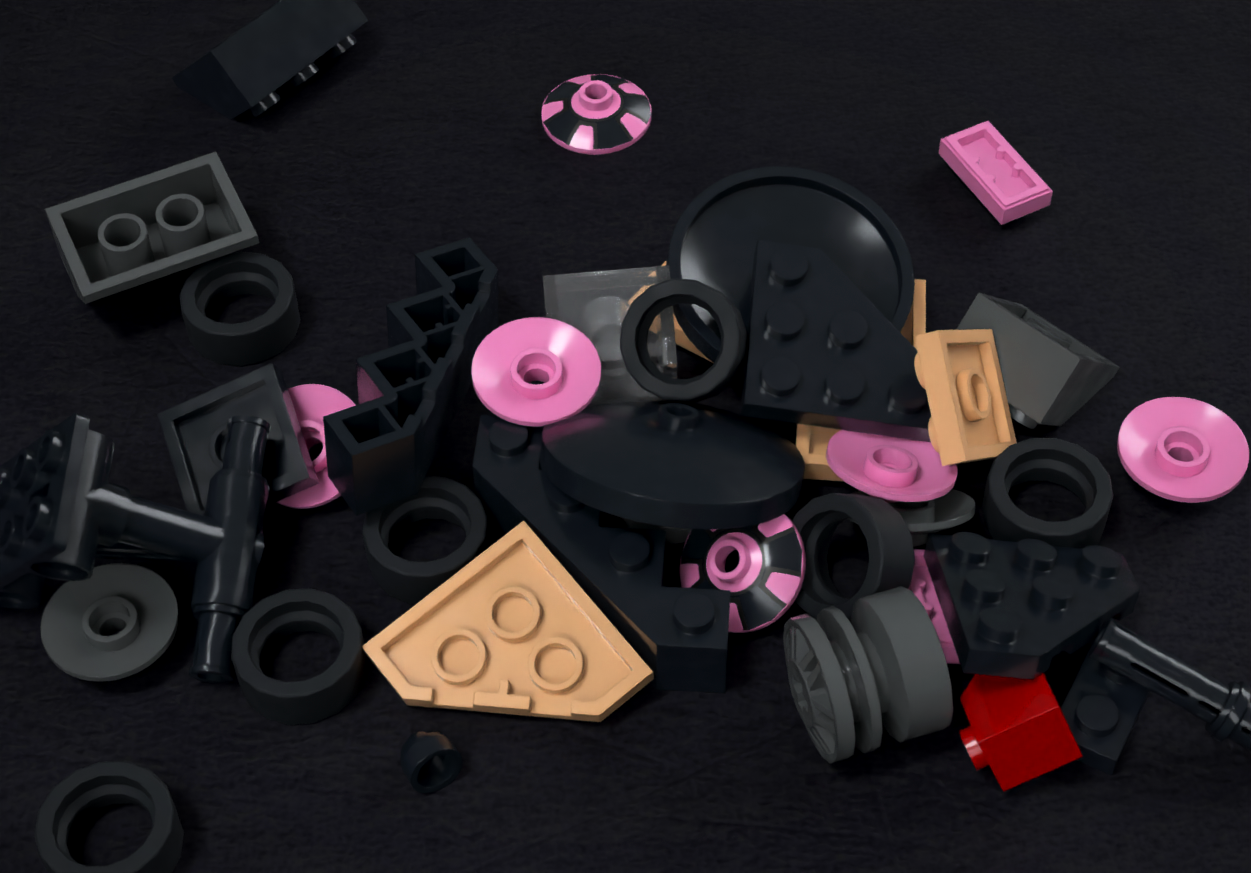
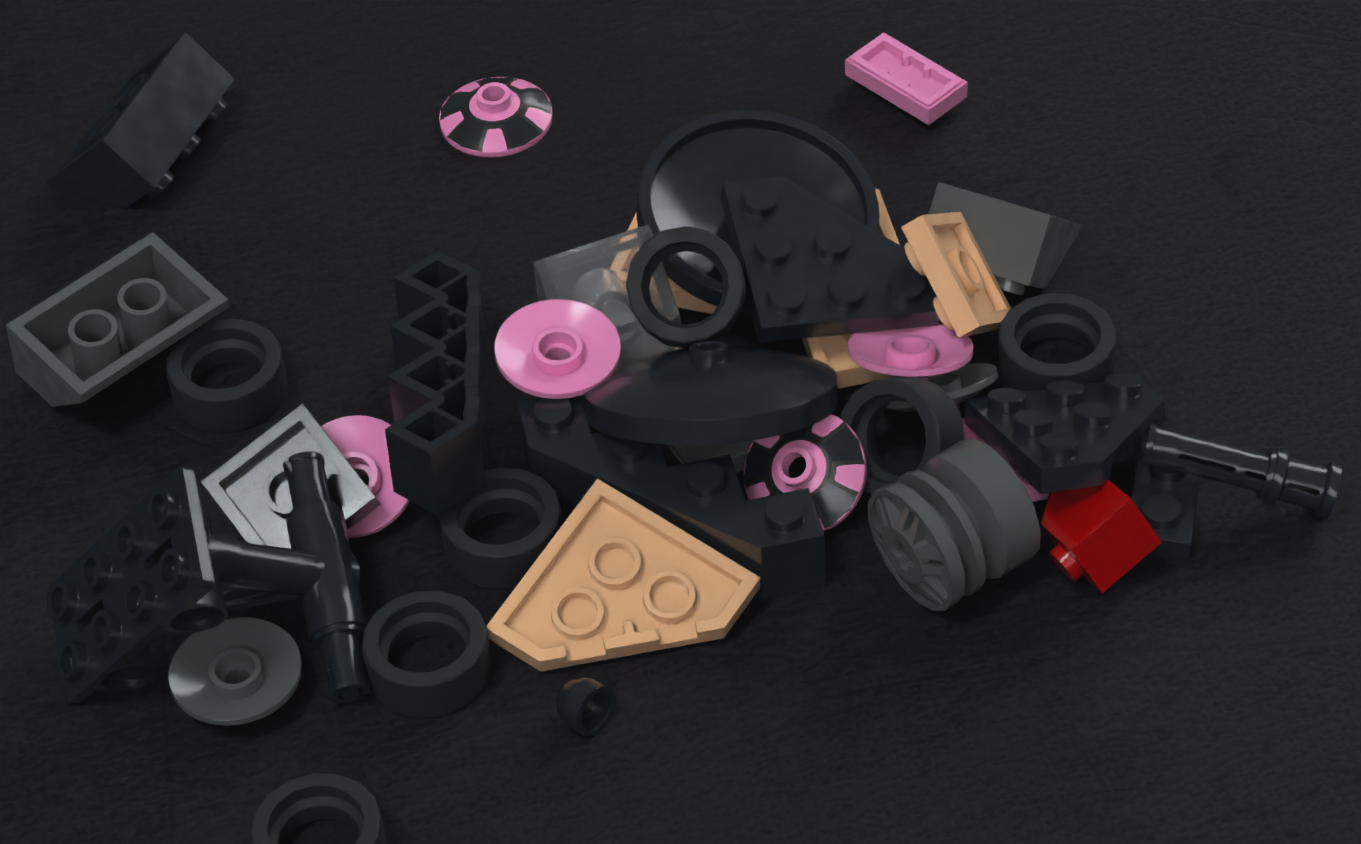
camera: 15 degrees left, 5 degrees down
(1183, 449) = (1162, 276): bright pink dish -> none

